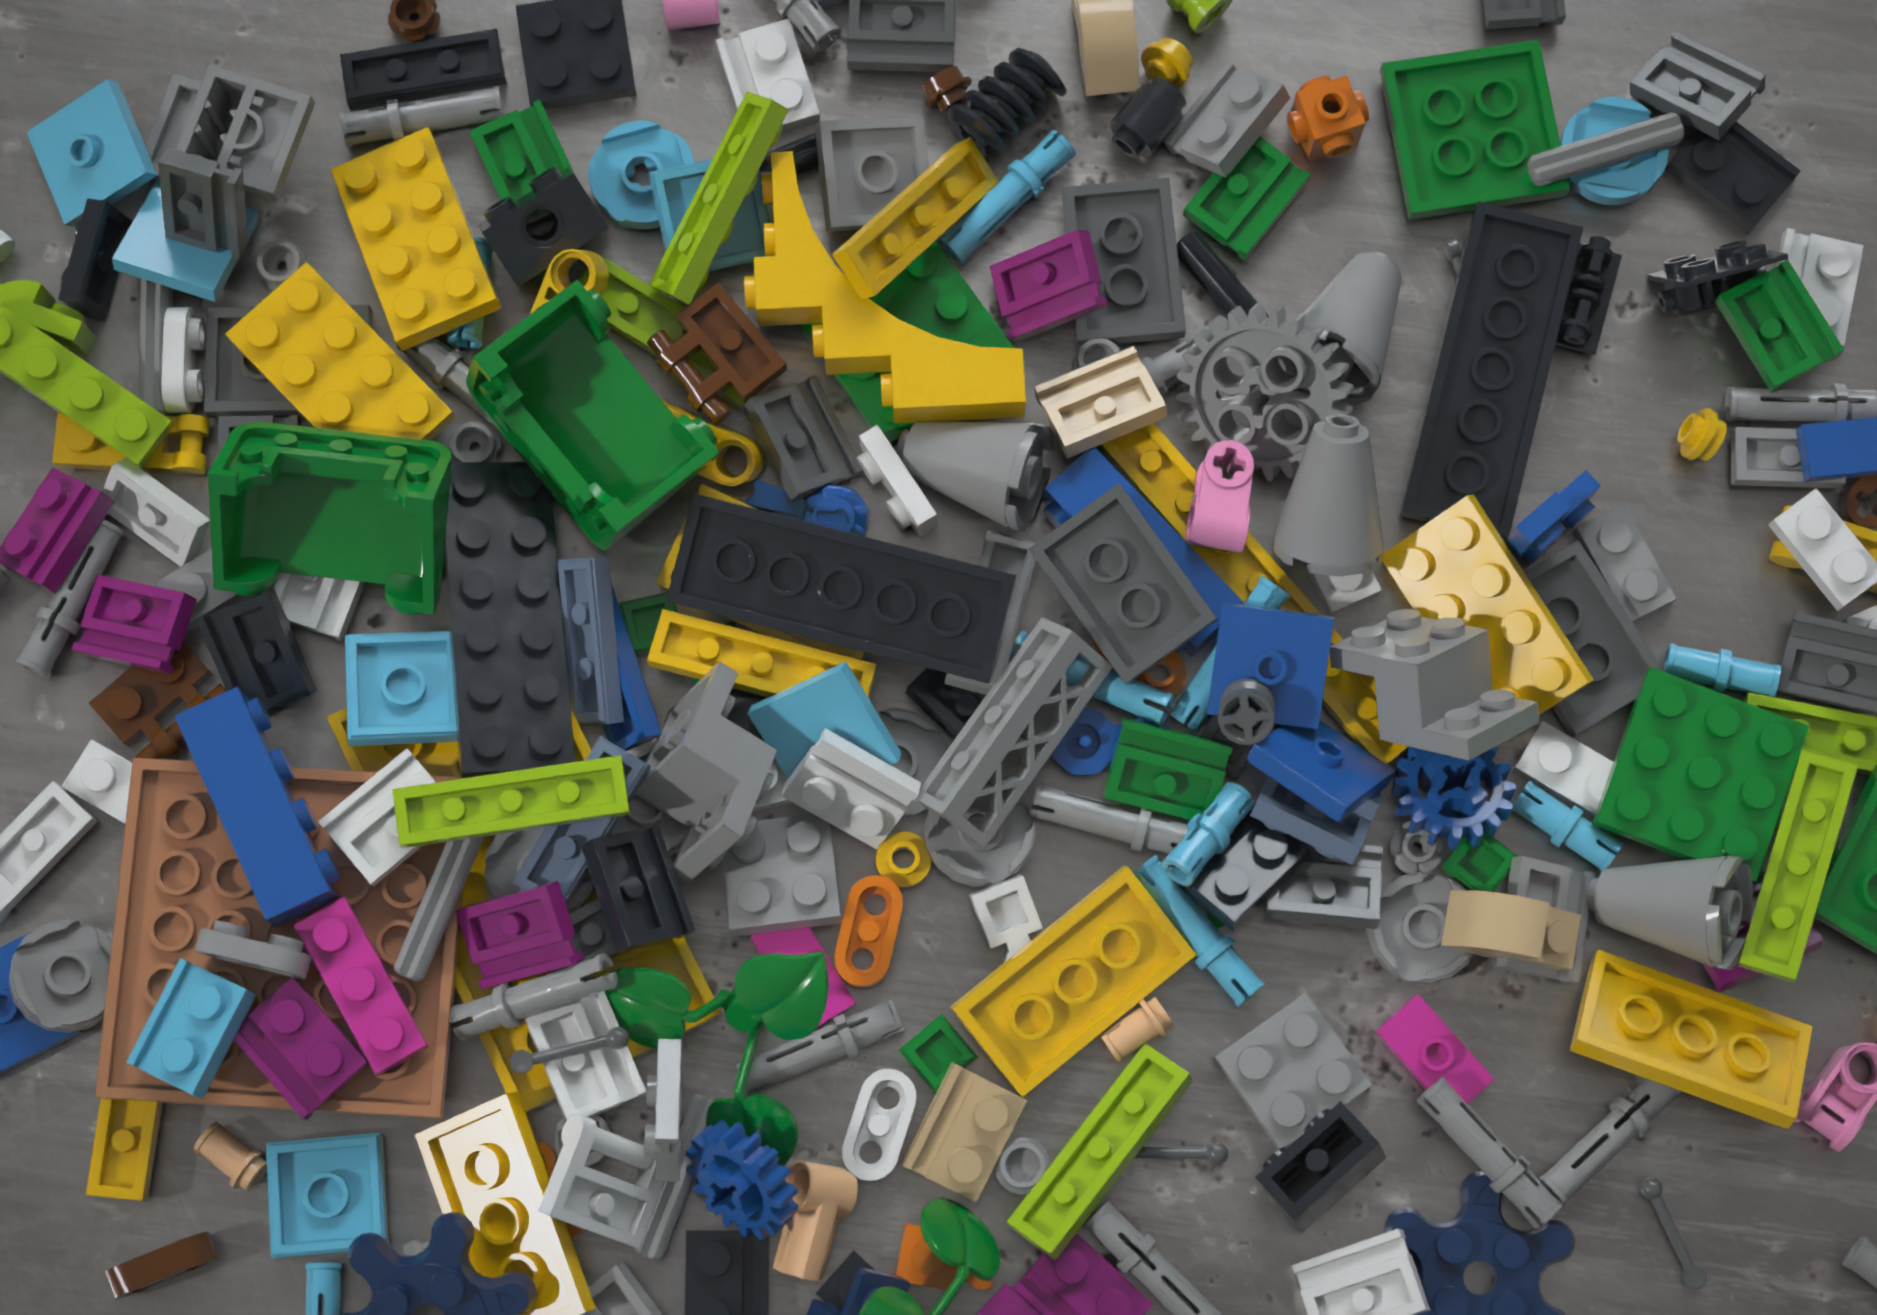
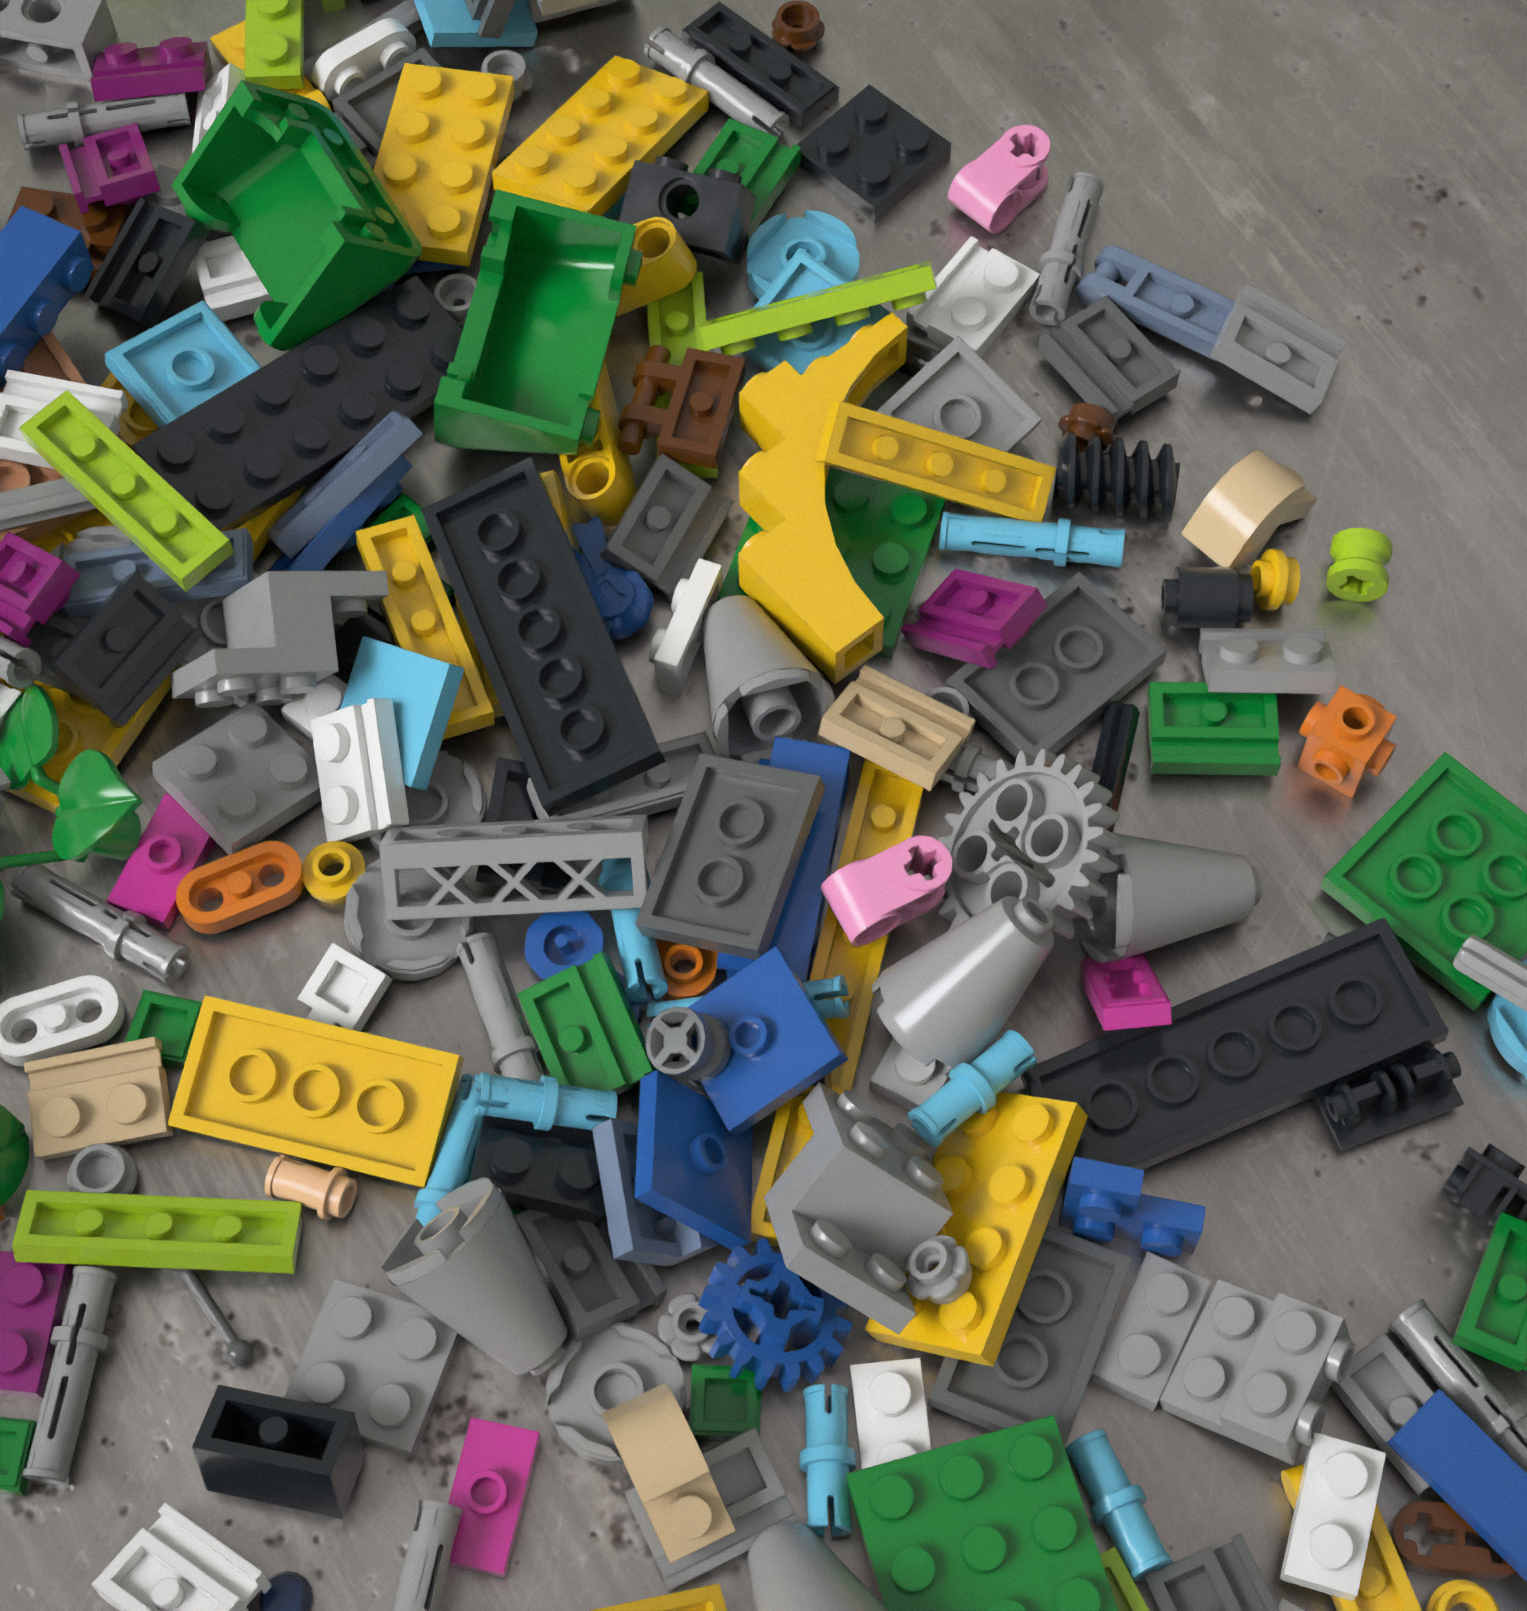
camera: 55 degrees right, 15 degrees down
(1296, 960) = (480, 1279): none -> light grey cone
(1403, 552) = (972, 1088): none -> medium azure pin
(1407, 406) = (1125, 993): none -> dark pink plate
(1527, 666) = (948, 1279): none -> light grey plate
(1701, 435) = (1352, 1303): yellow plate -> none
(1704, 520) = (1259, 1369): none -> light grey plate

